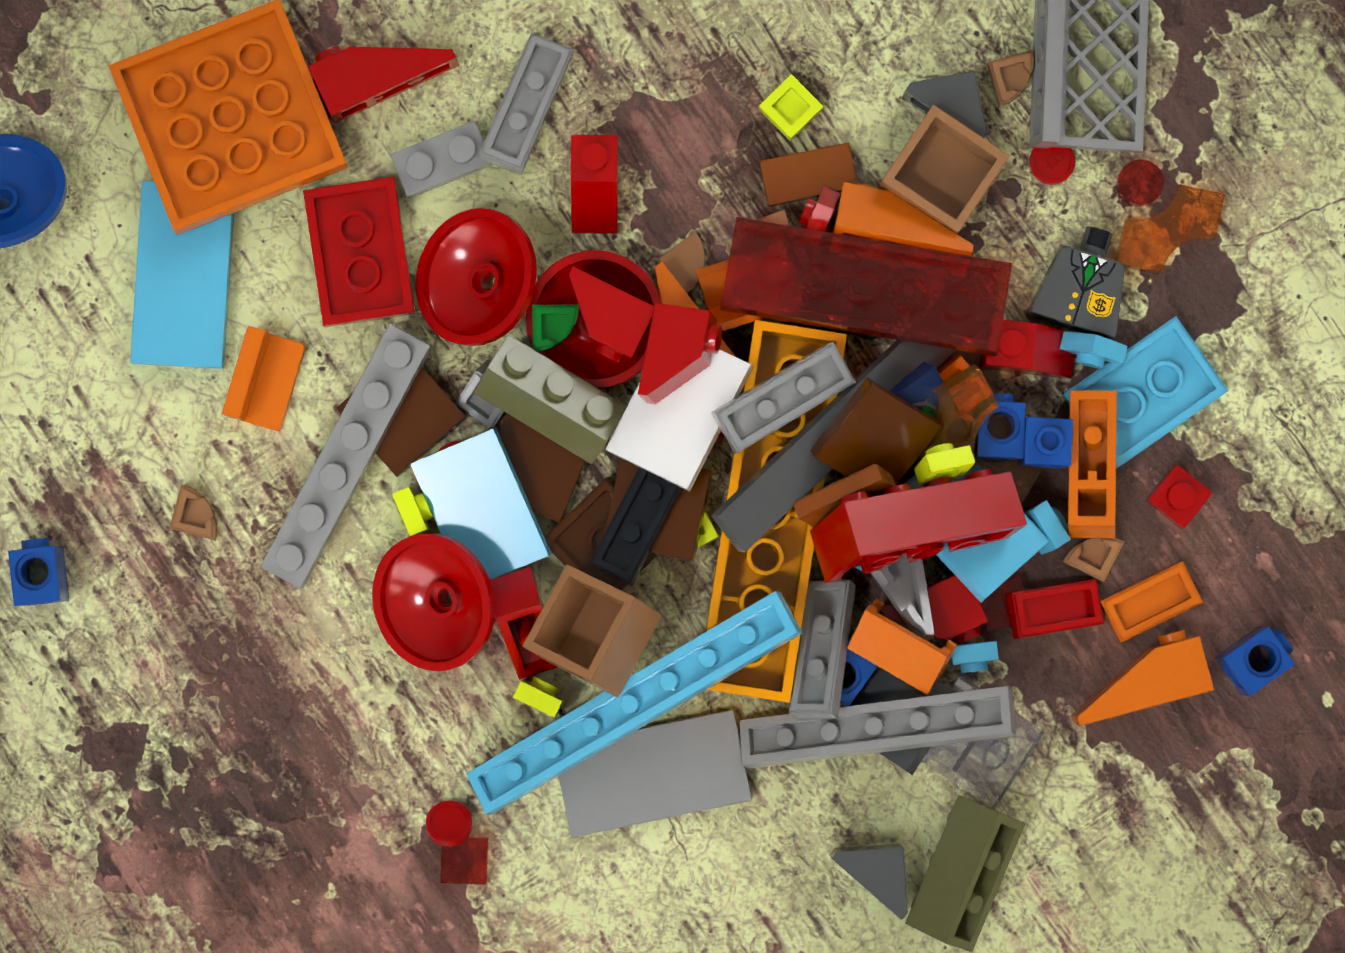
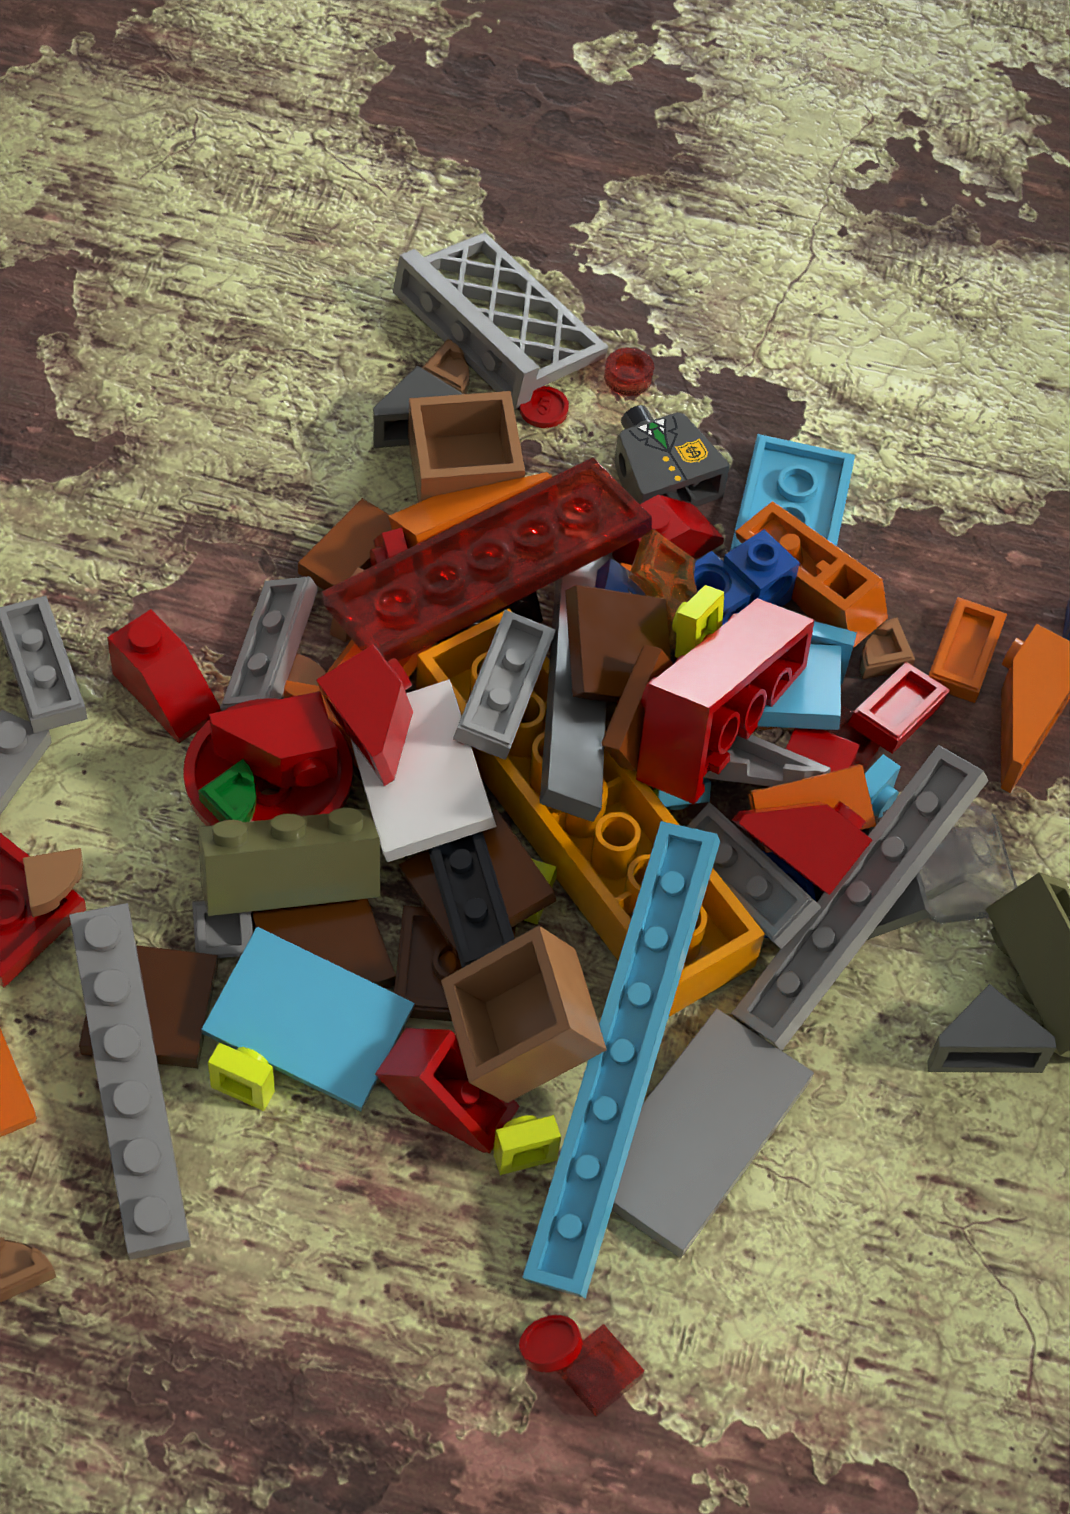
camera: 45 degrees left, 30 degrees down
(401, 285) = (51, 878): none -> medium nougat tile
(415, 607) = (301, 1136): red dish -> none
(458, 273) = (104, 800): red dish -> none
(684, 214) = (271, 641): none -> light grey tile
(790, 107) = (286, 507): neon yellow plate -> none
(867, 669) = (810, 838): none -> red slope
(1093, 349) = (719, 491): medium azure plate -> none
(1179, 496) = (902, 557): red plate -> none
(1189, 217) = (691, 369): clear orange tile -> none

